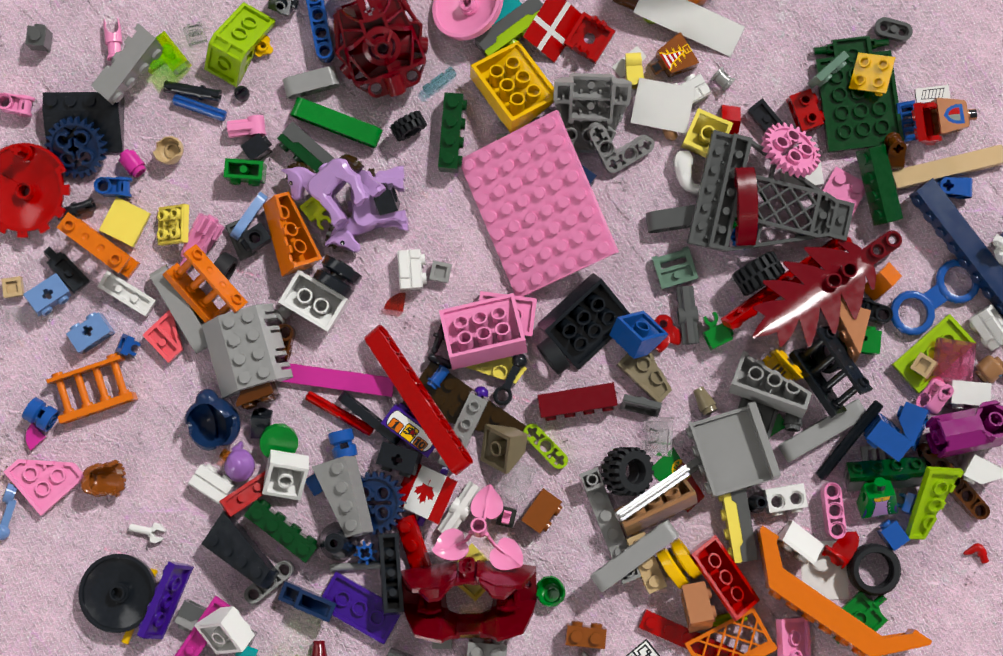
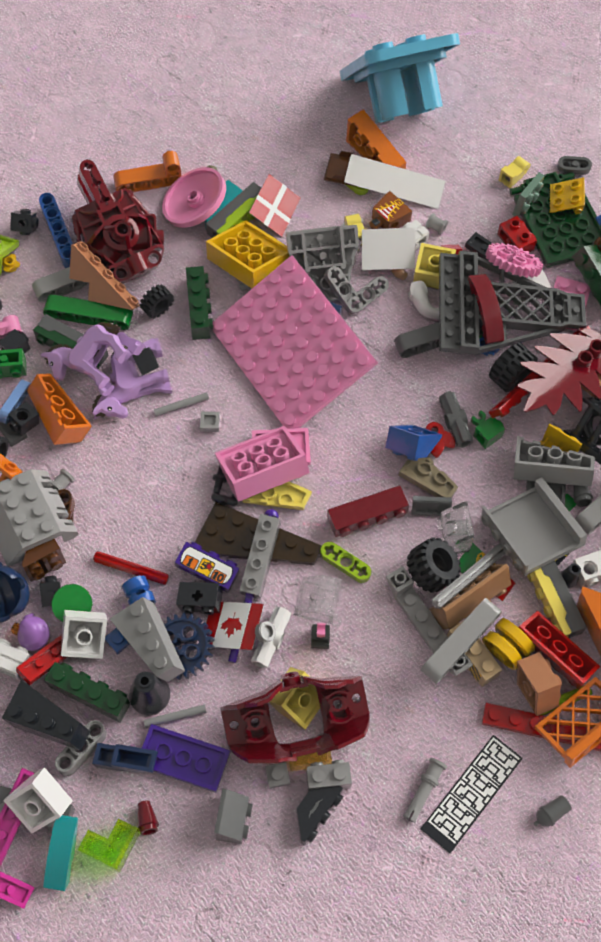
camera: 15 degrees left, 20 degrees down
(314, 211) = (79, 389): neon yellow plate -> none
(314, 301) = (90, 462): white slope -> none
(338, 275) = (109, 438): black wheel -> none
(341, 380) = (126, 537): dark pink tile -> none
(354, 100) = (102, 284): none -> nougat slope
(360, 554) = (182, 704): blue gear -> none
(368, 416) = (161, 564): black beam -> none
(390, 574) = (210, 712): black brick -> none
(396, 302) = (171, 457): clear red tile -> none
(410, 269) = (180, 423): white brick -> none
(413, 542) = (227, 677): red plate -> none
(416, 245) = (181, 404): none -> light grey bar
(418, 400) = (210, 534): red beam -> none
(437, 378) = (223, 515): blue pin -> none
(439, 81) = (179, 265): clear light blue axle -> none
(454, 508) = (265, 631): none -> light grey tile
(489, 505) = (296, 626): bright pink plant -> none
(502, 447) = (302, 566): dark tan slope -> none
(518, 361) = (302, 484): black piece -> none
(541, 511) = (355, 621): dark orange brick -> none
(550, 591) = (382, 700): green hair -> none
(553, 355) = (335, 473): black tyre -> none
(583, 320) = (357, 440): black slope -> none
(585, 25) = (309, 201): red piece -> none
(585, 635) = (429, 739): dark orange brick -> none
(675, 274) = (435, 386): sand green plate -> none
(704, 401) = (492, 492): dark tan cone -> none
(824, 26) = (514, 171): none -> light yellow leg

